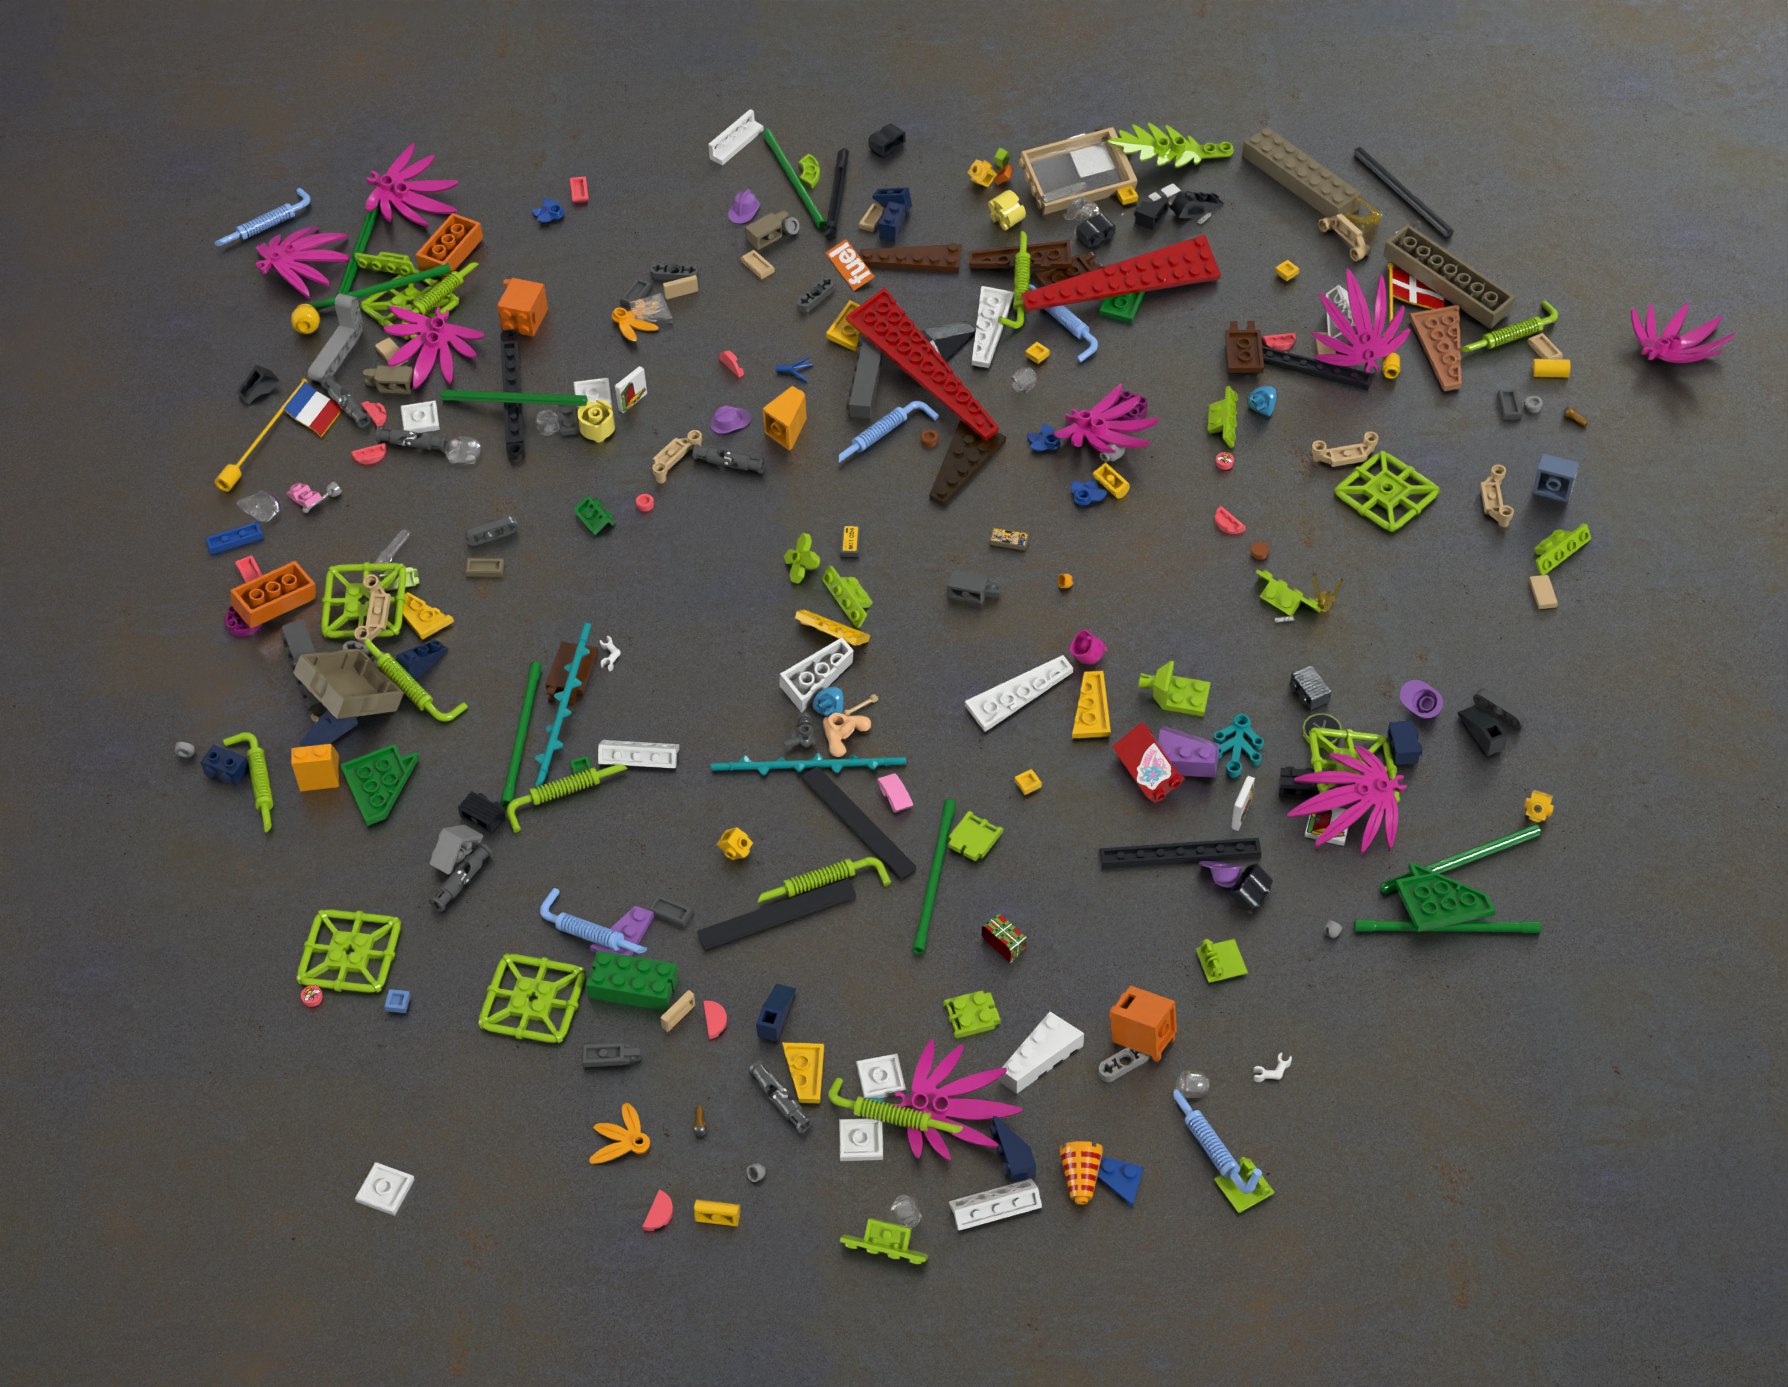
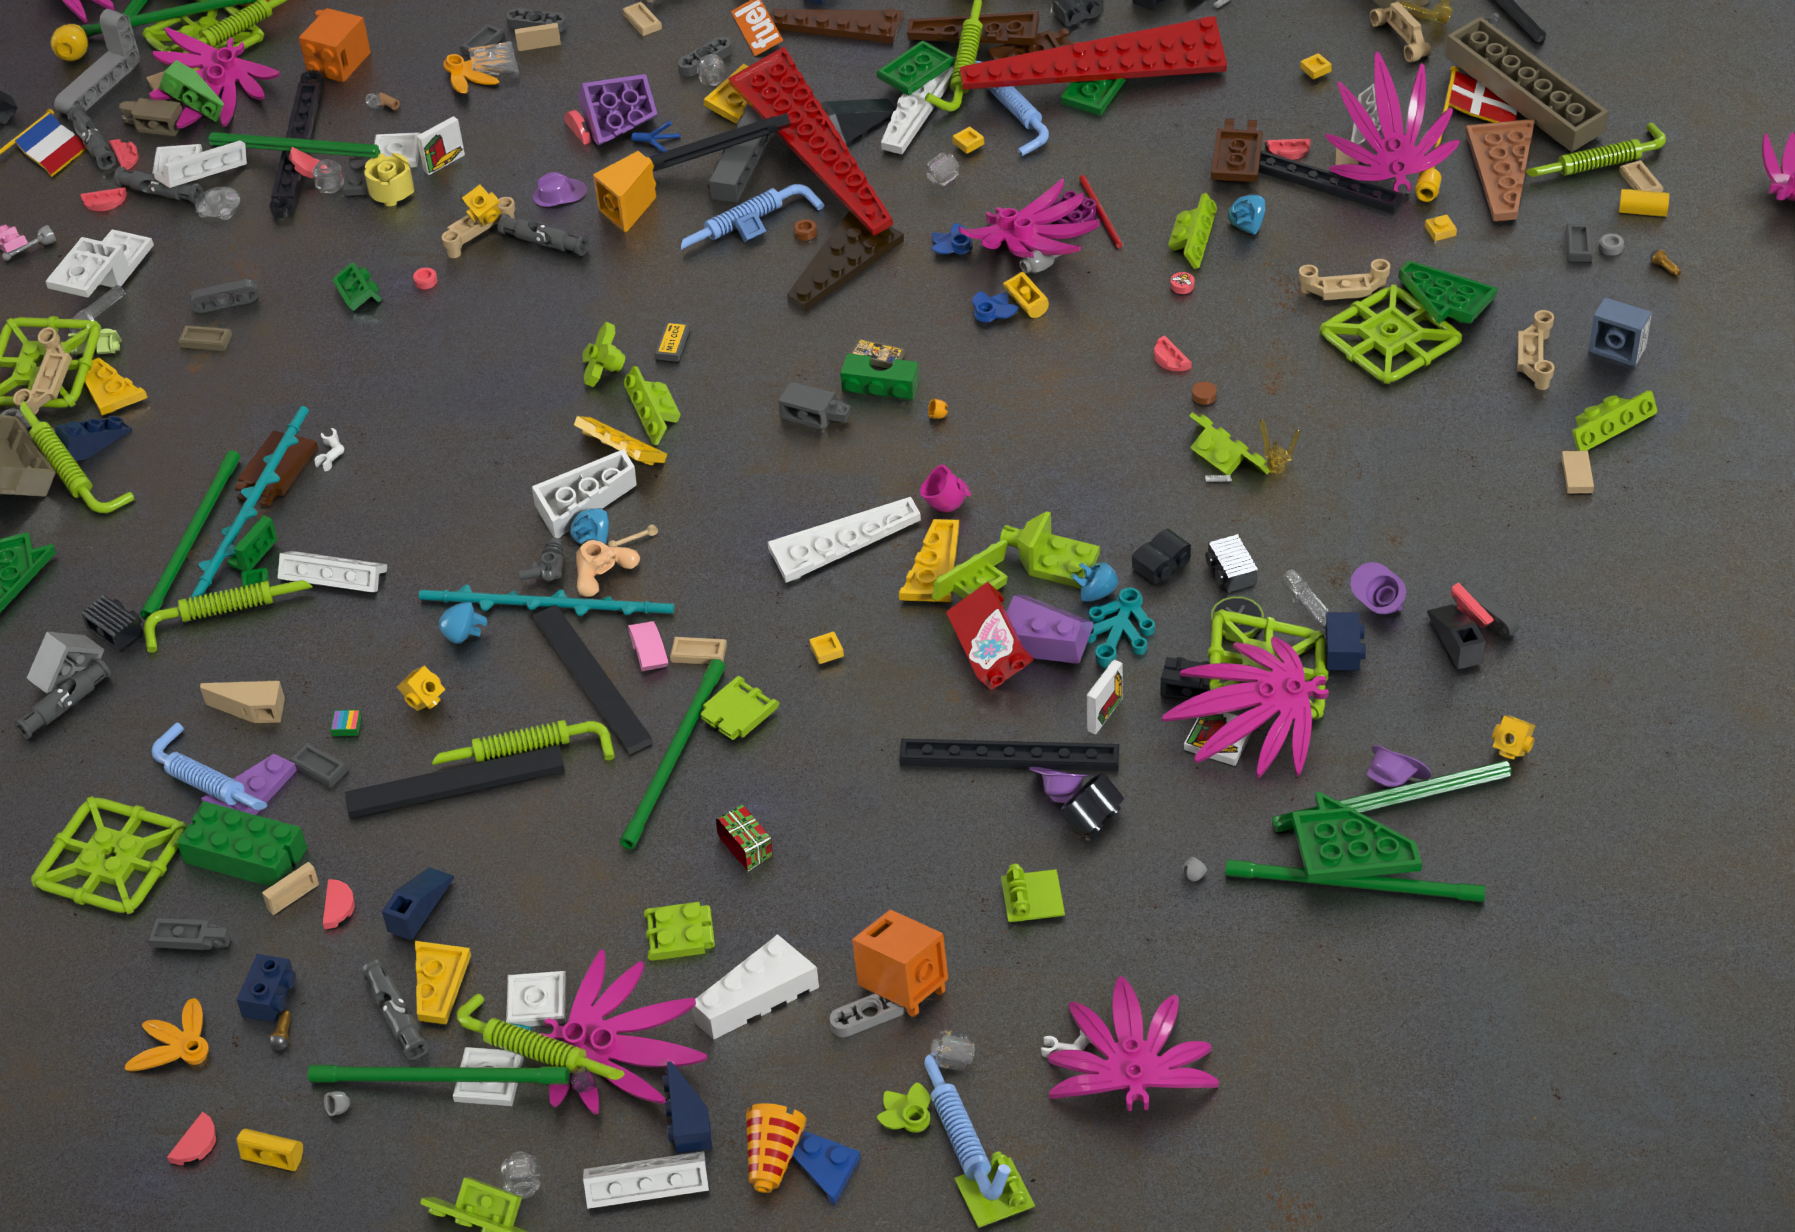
camera: 10 degrees right, 5 degrees down
(387, 512) = (99, 263): none -> white bracket
(419, 355) = (191, 89): none -> bright green slope
(445, 420) = (202, 164): none -> white fence
(525, 412) = (303, 162): none -> coral tile
(568, 350) = (381, 100): none -> arm
(574, 739) = (254, 545): none -> green bracket
(604, 865) = (247, 700): none -> tan slope
(679, 440) = (482, 205): none -> yellow brick
(681, 1089) = (266, 988): none -> dark blue brick
(682, 875) = (346, 722): none -> tile
(748, 1150) = (542, 1075): none -> green piece
(750, 787) = (459, 622): none -> dark azure piece
(759, 345) = (615, 106): none -> medium lavender wedge
(825, 307) = (711, 70): none -> clear head
(851, 370) = (720, 141): none -> black piece
(887, 439) = (749, 226): none -> medium blue plate
(932, 792) = (697, 650): none -> tan tile
(934, 1137) = (583, 1080): none -> clear purple hinge
(984, 294) = (915, 68): none -> green tile
(1028, 562) = (897, 381): none -> green arch
(1126, 716) = (973, 573): none -> lime bracket
(1150, 405) = (1101, 212): none -> red axle
(1166, 1130) = (903, 1108): none -> lime plate
(1216, 711) = (1098, 582): none -> dark azure piece
(1258, 686) = (1161, 556): none -> black brick
(1323, 1080) = (1131, 1061): none -> dark pink plant
(1369, 709) = (1303, 592): none -> clear axle
(1406, 399) = (1440, 227): none -> yellow plate
(1422, 455) = (1446, 293): none -> green wing
(1460, 839) = (1395, 769): none -> medium lavender piece
(1489, 707) = (1470, 606): none -> coral tile

